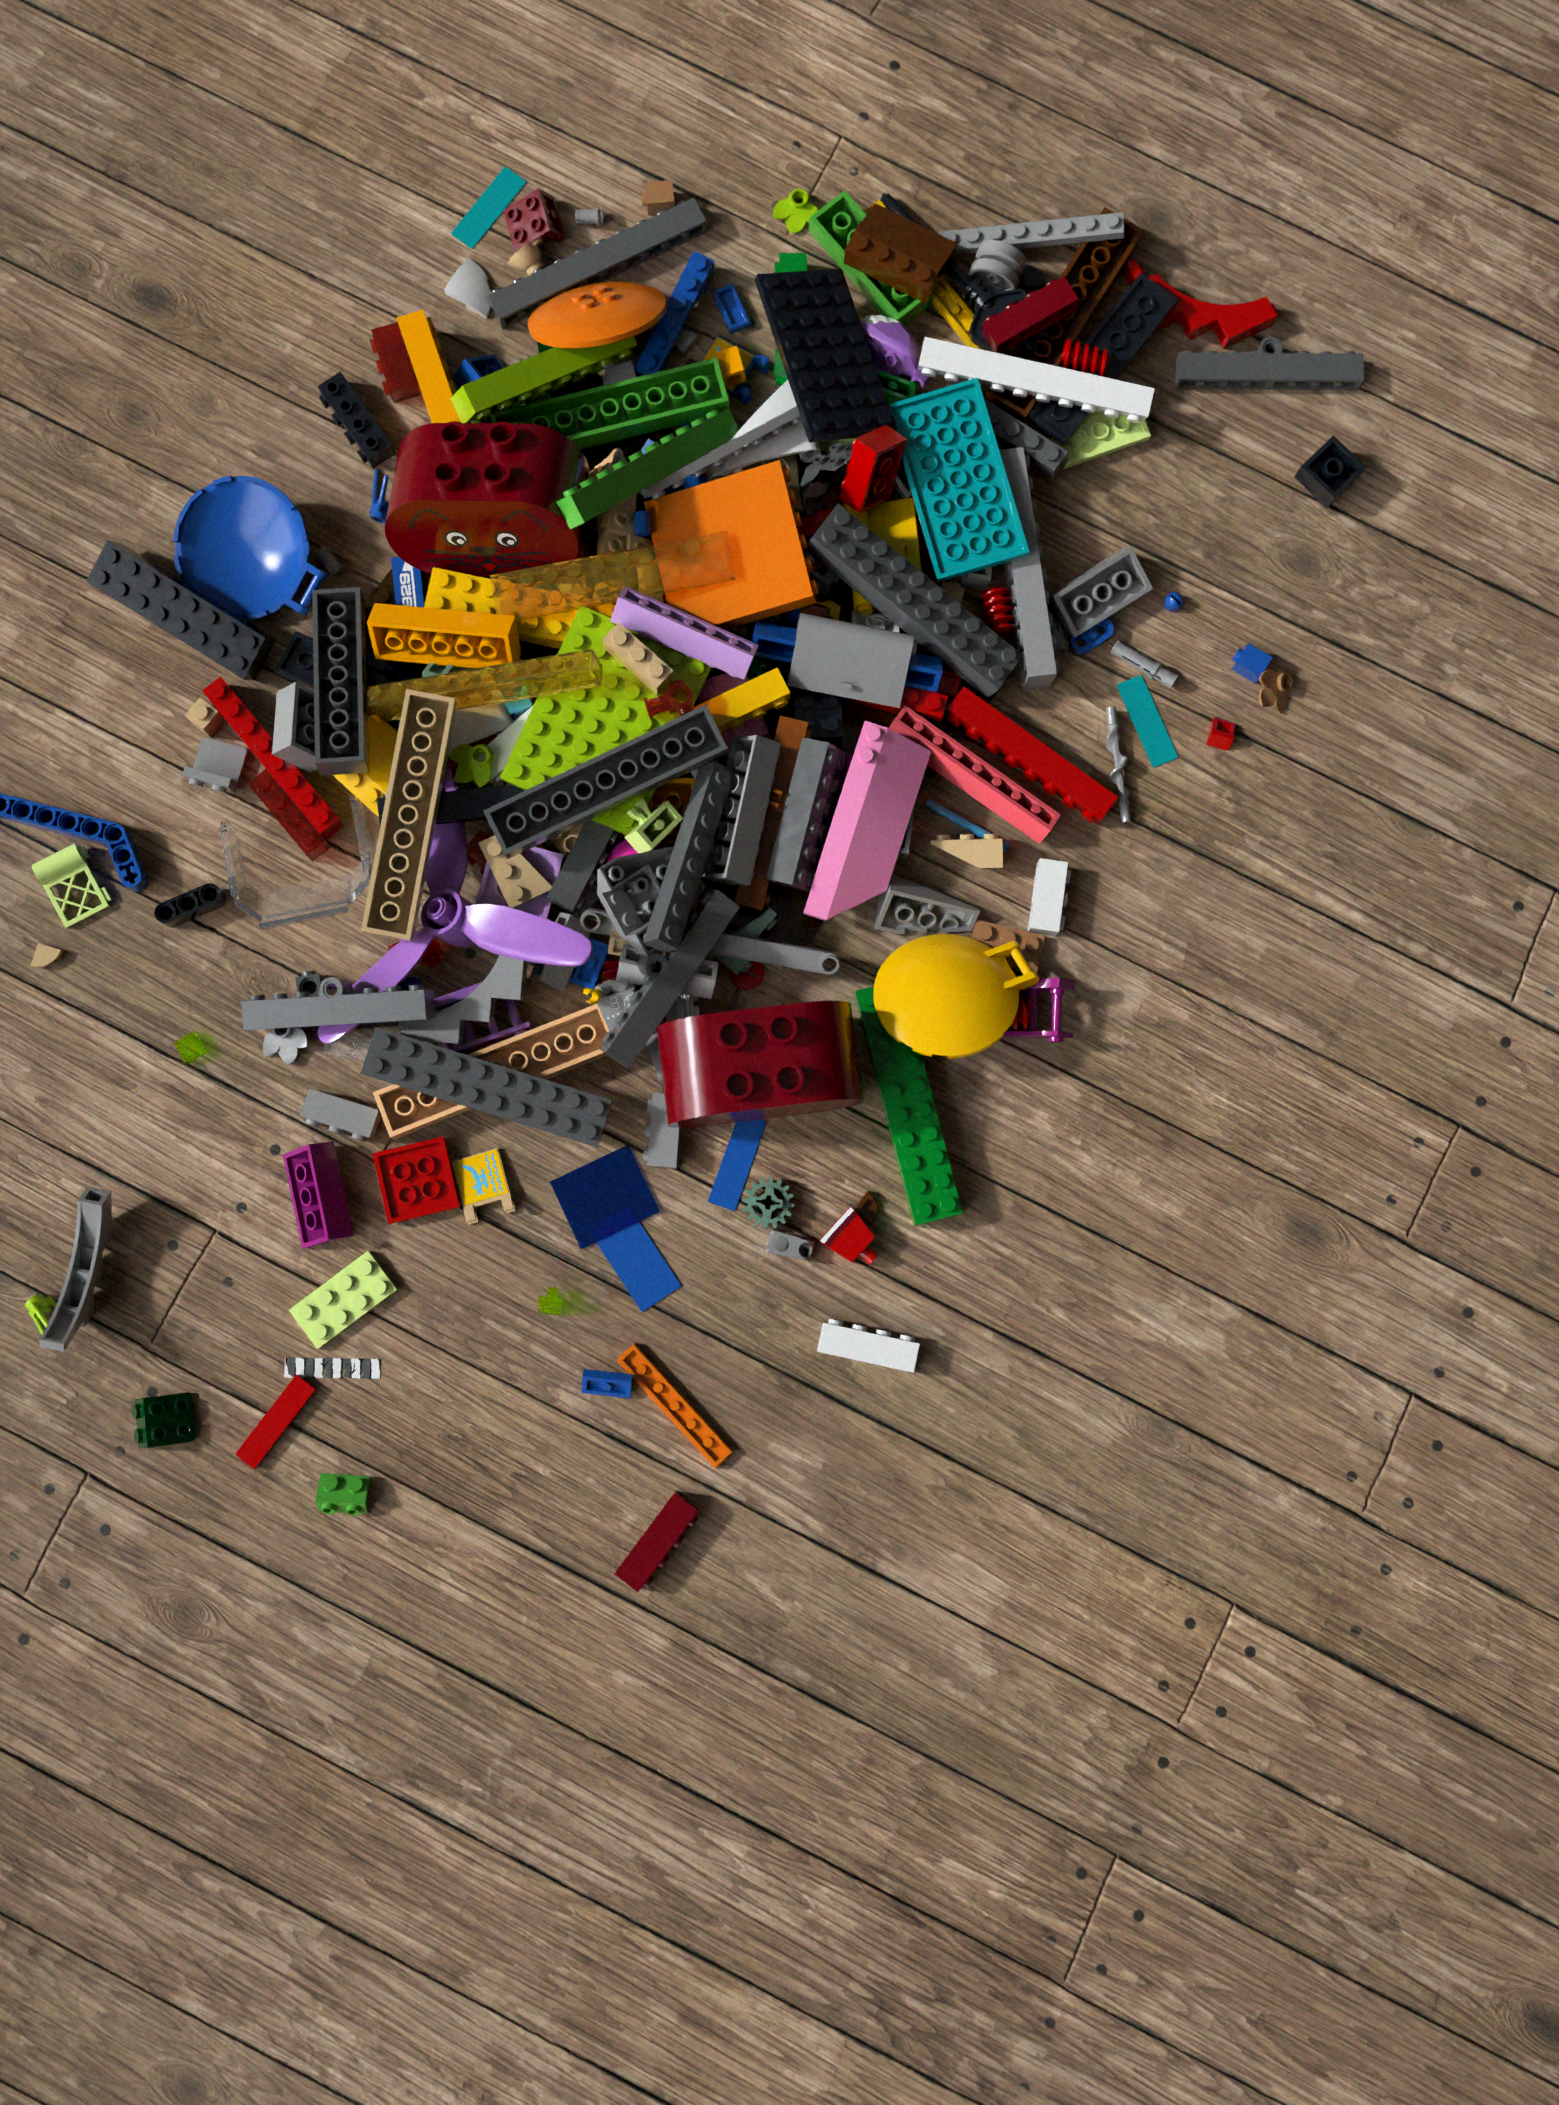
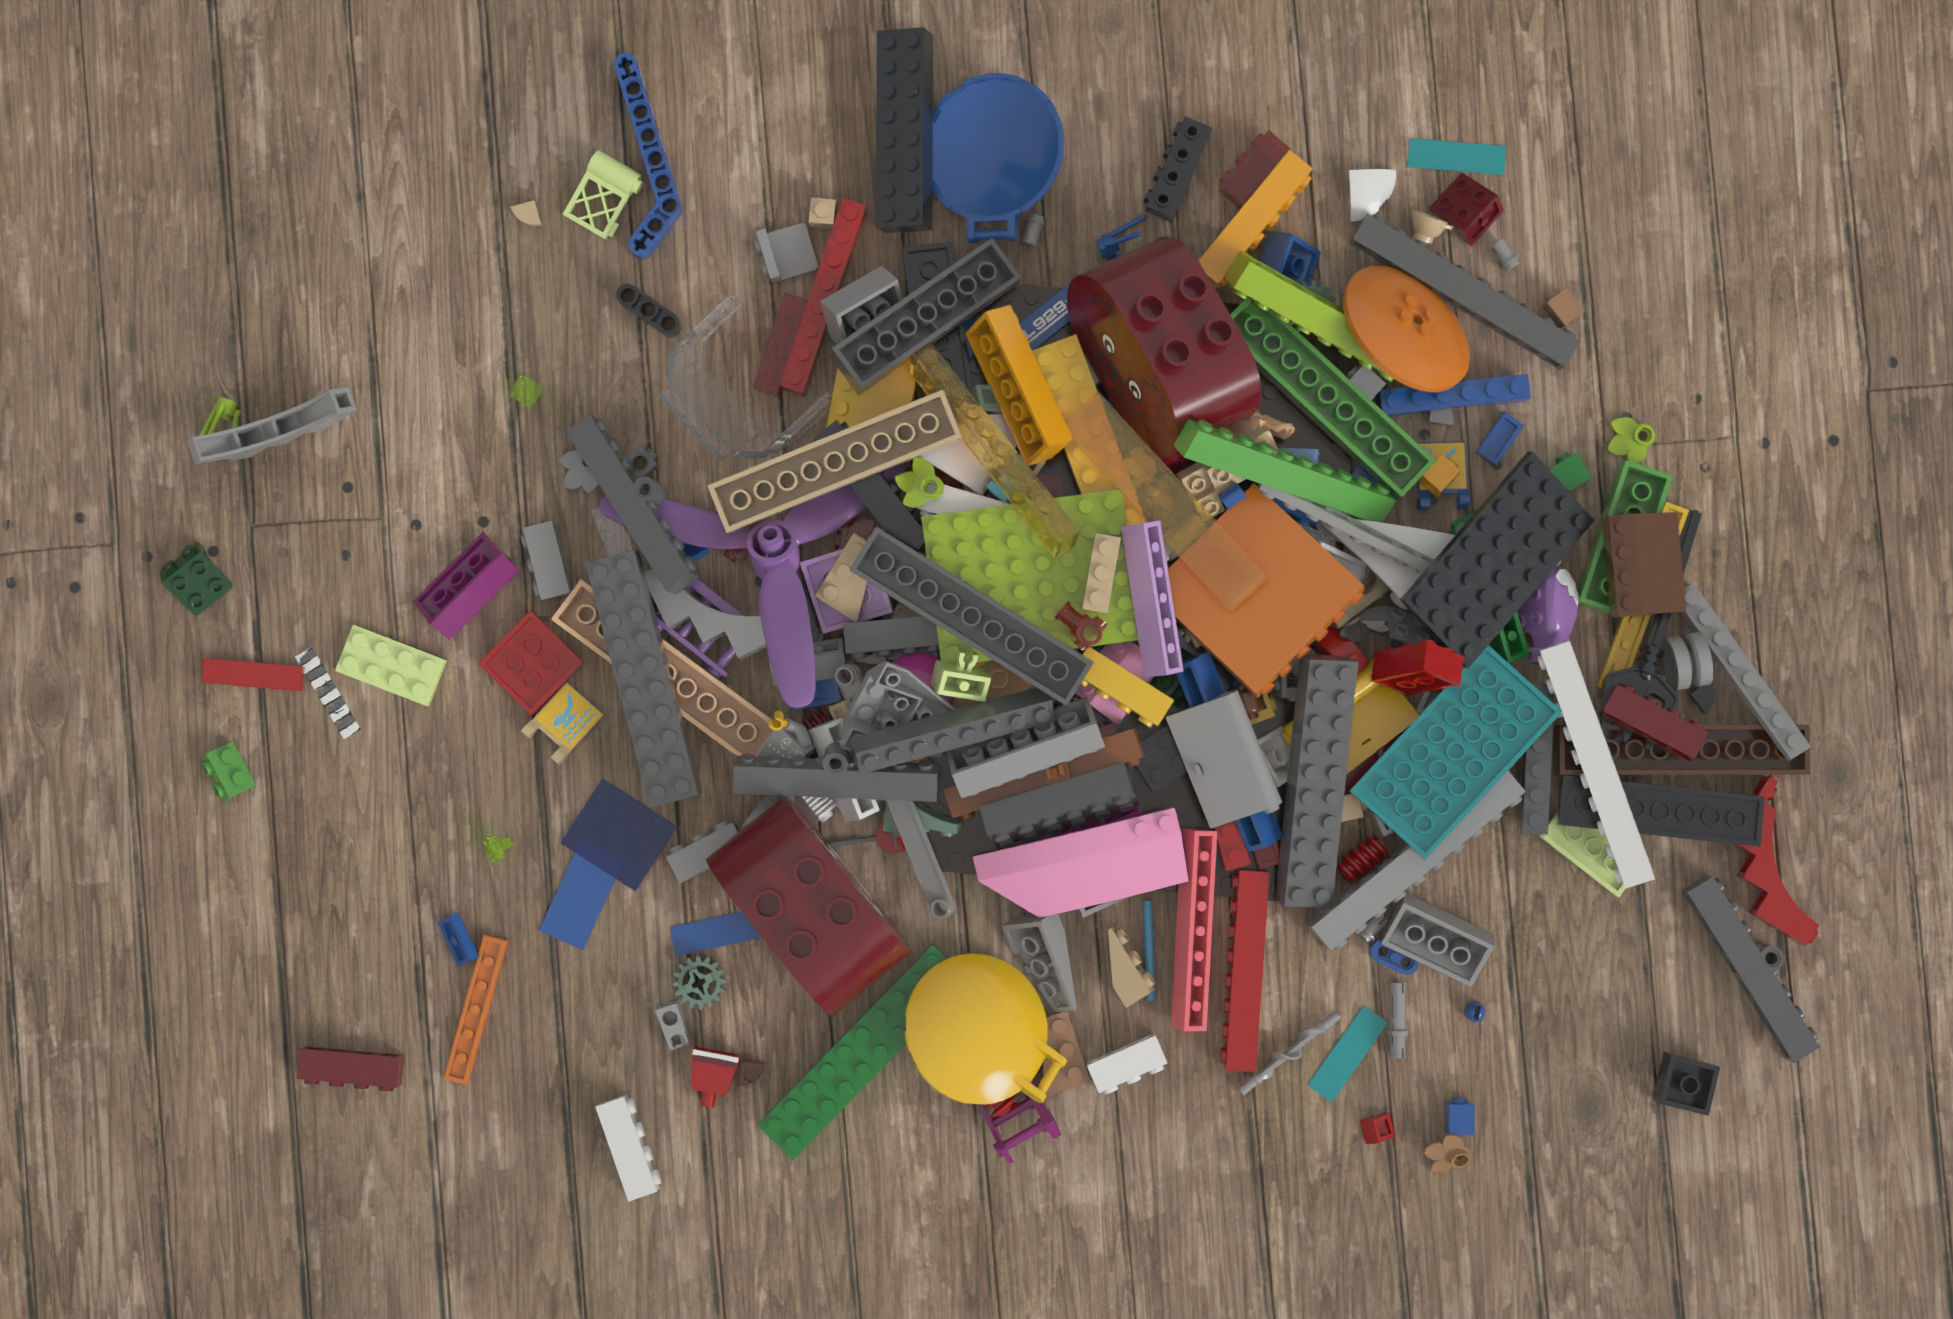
camera: 60 degrees right, 5 degrees up
(1084, 358) = (1645, 796): red piece -> none

